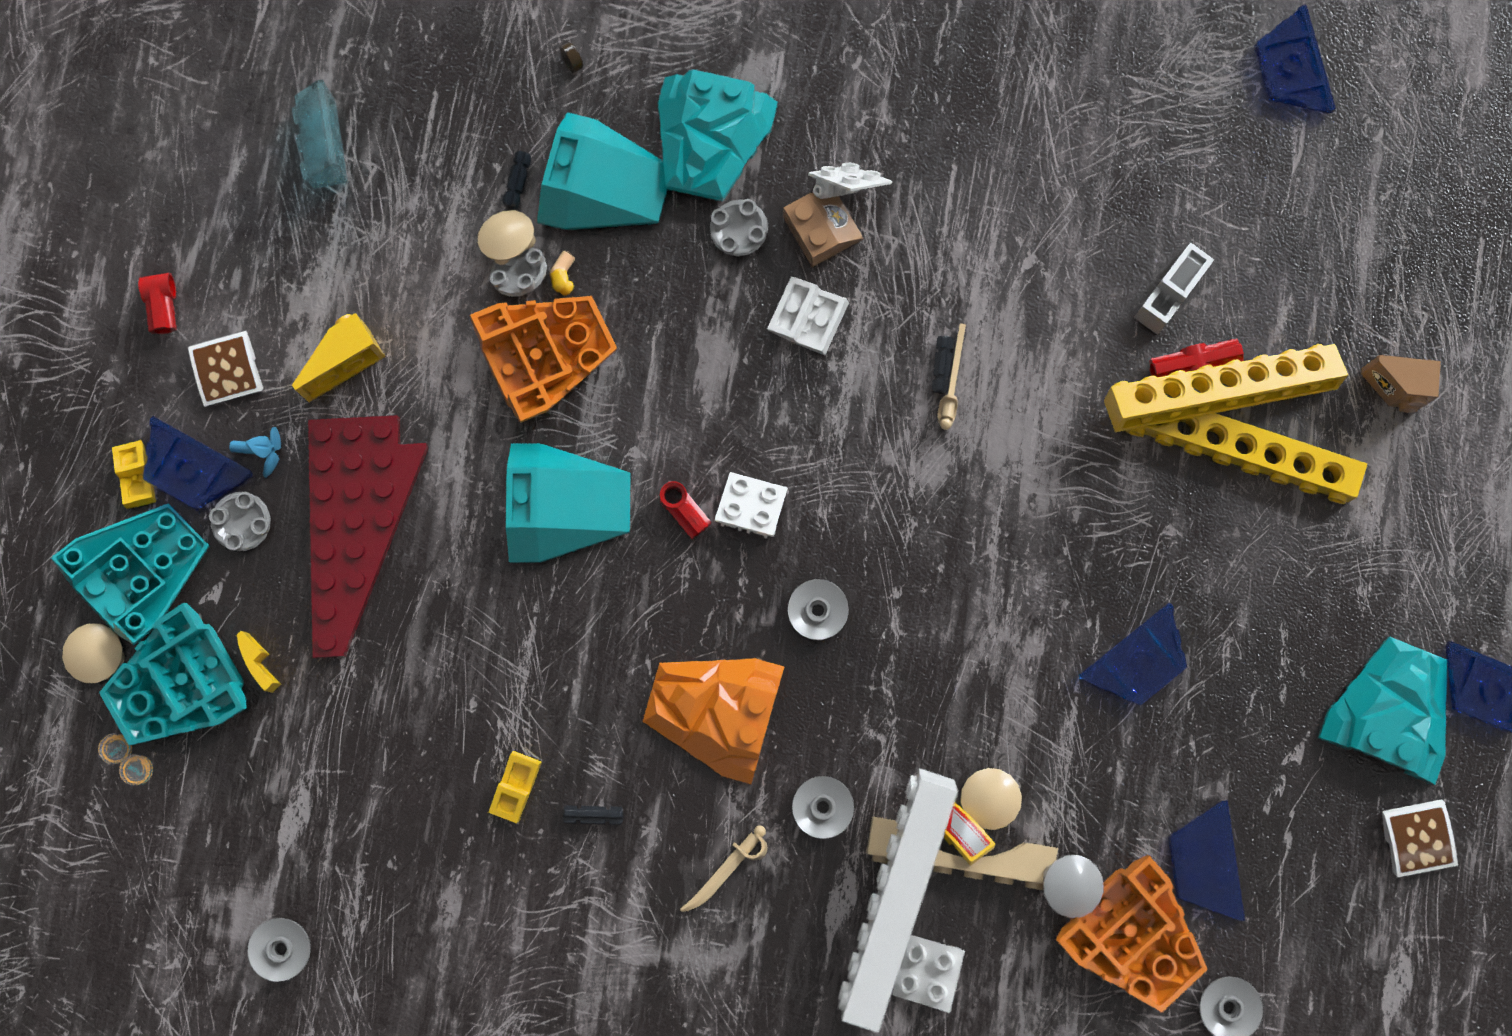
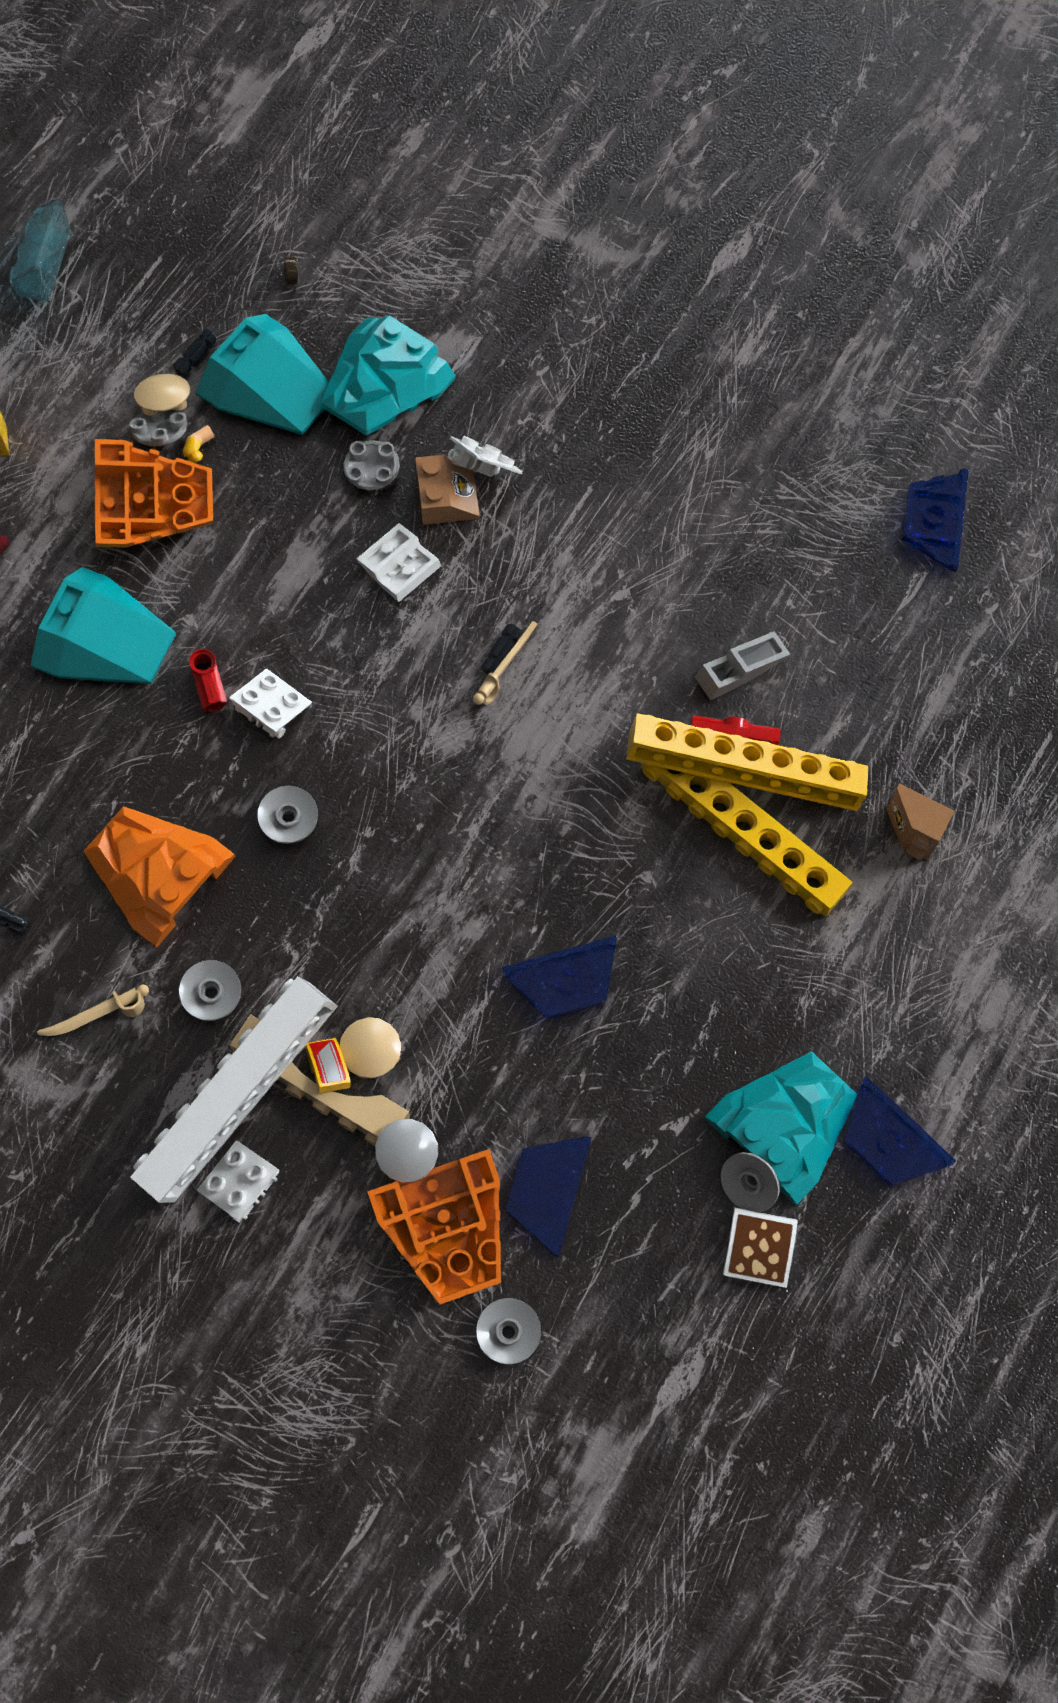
camera: 15 degrees right, 10 degrees down
(1389, 784) = (741, 1187): none -> light grey dish

